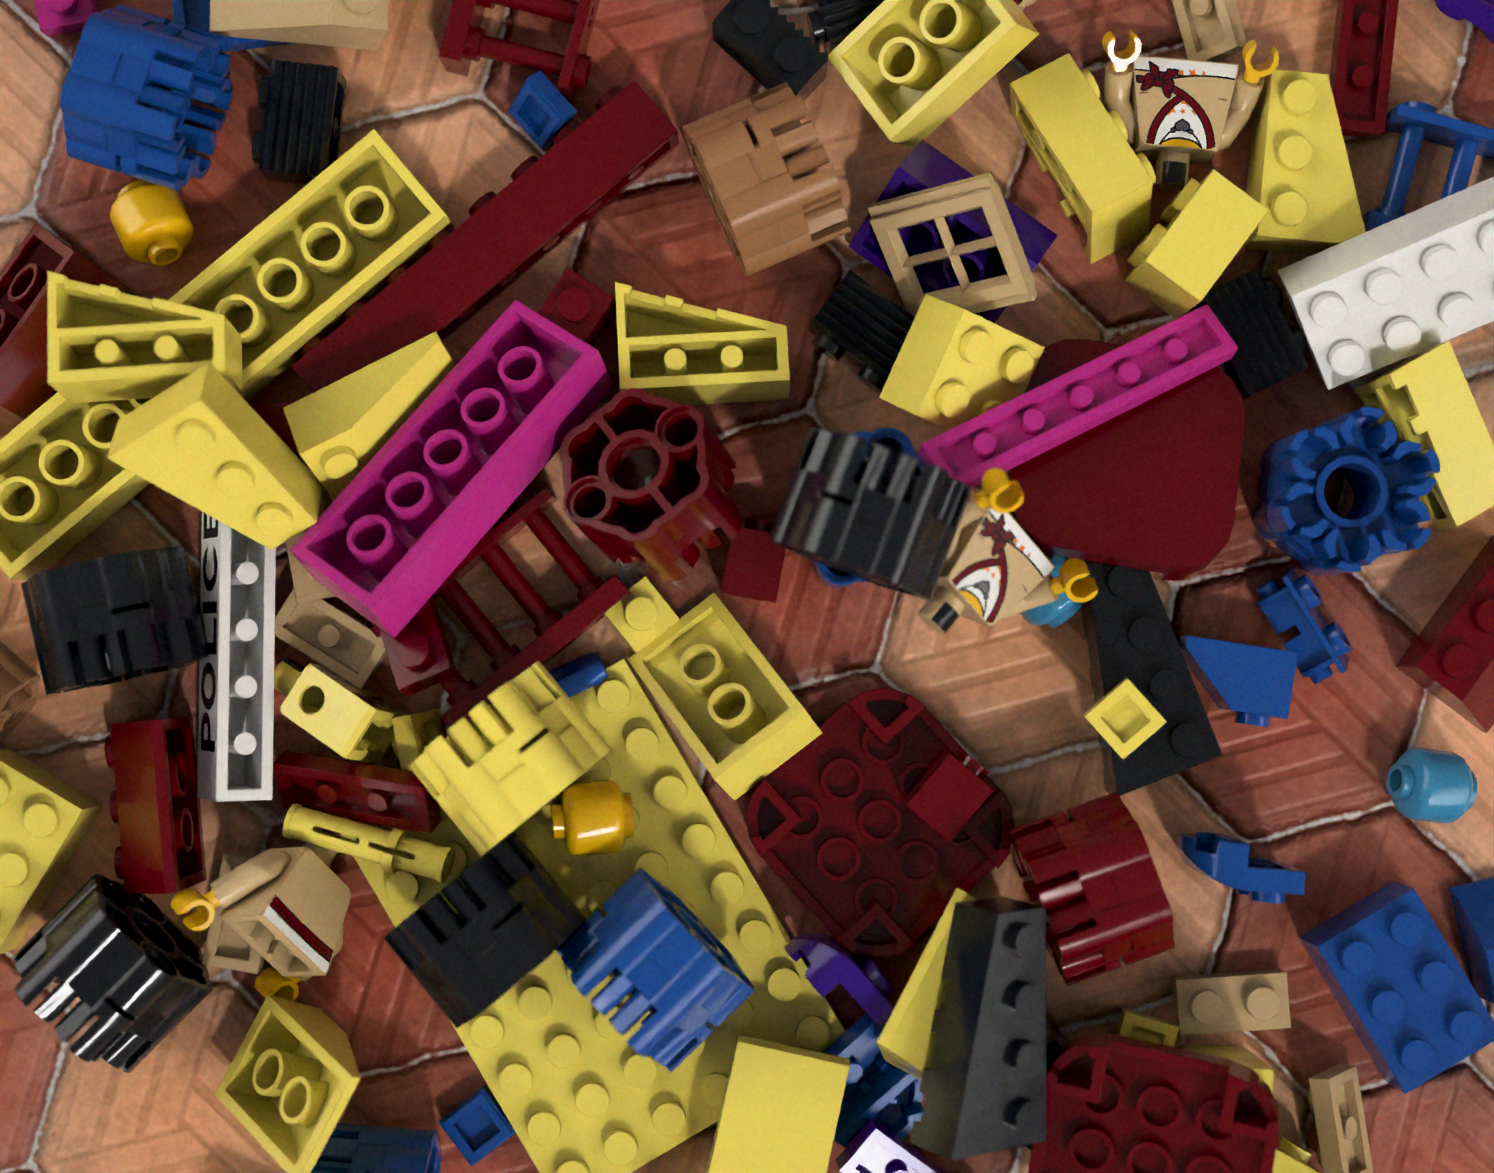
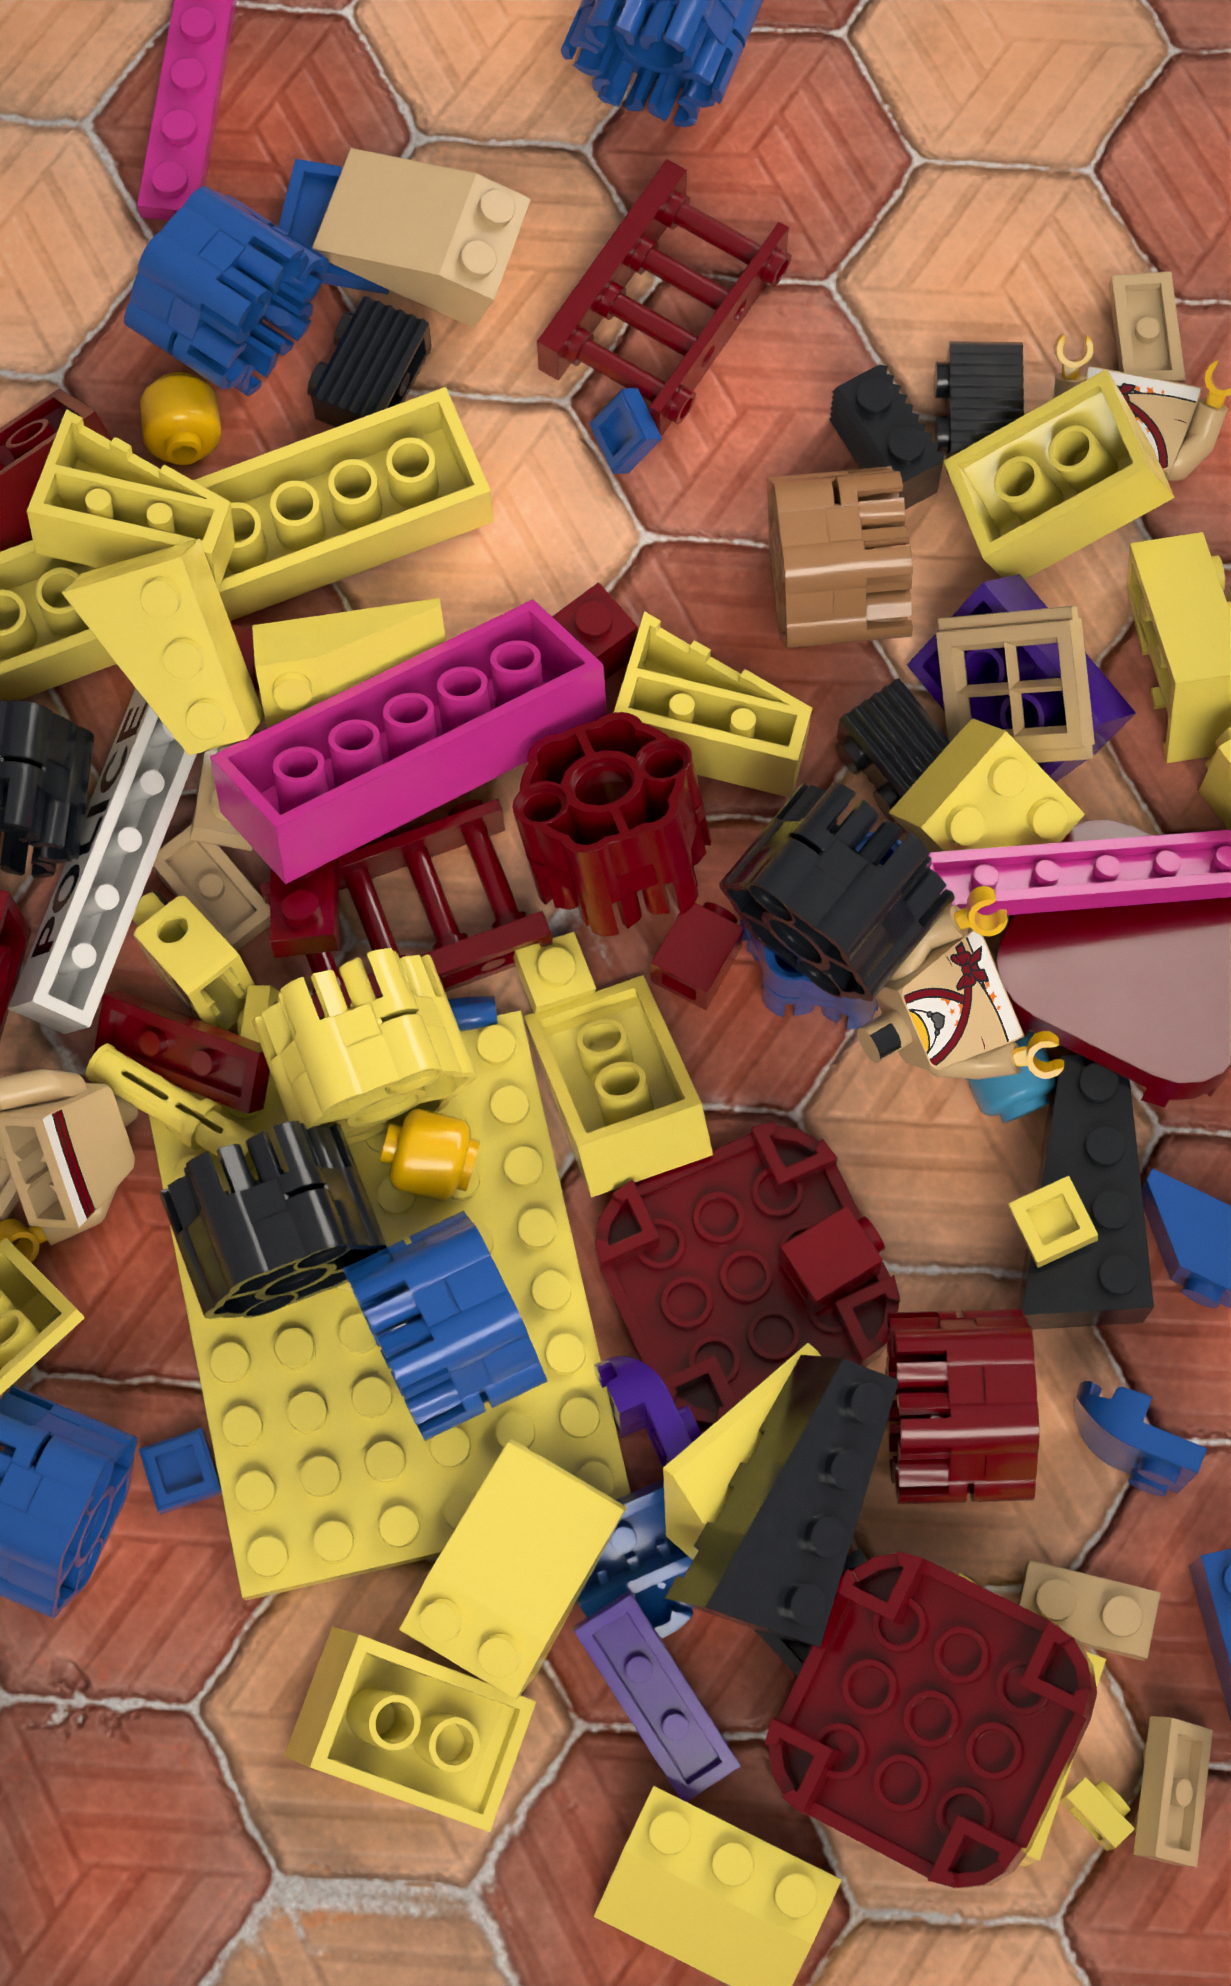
camera: 25 degrees right, 15 degrees down
(500, 238) = (549, 536): dark red brick -> none

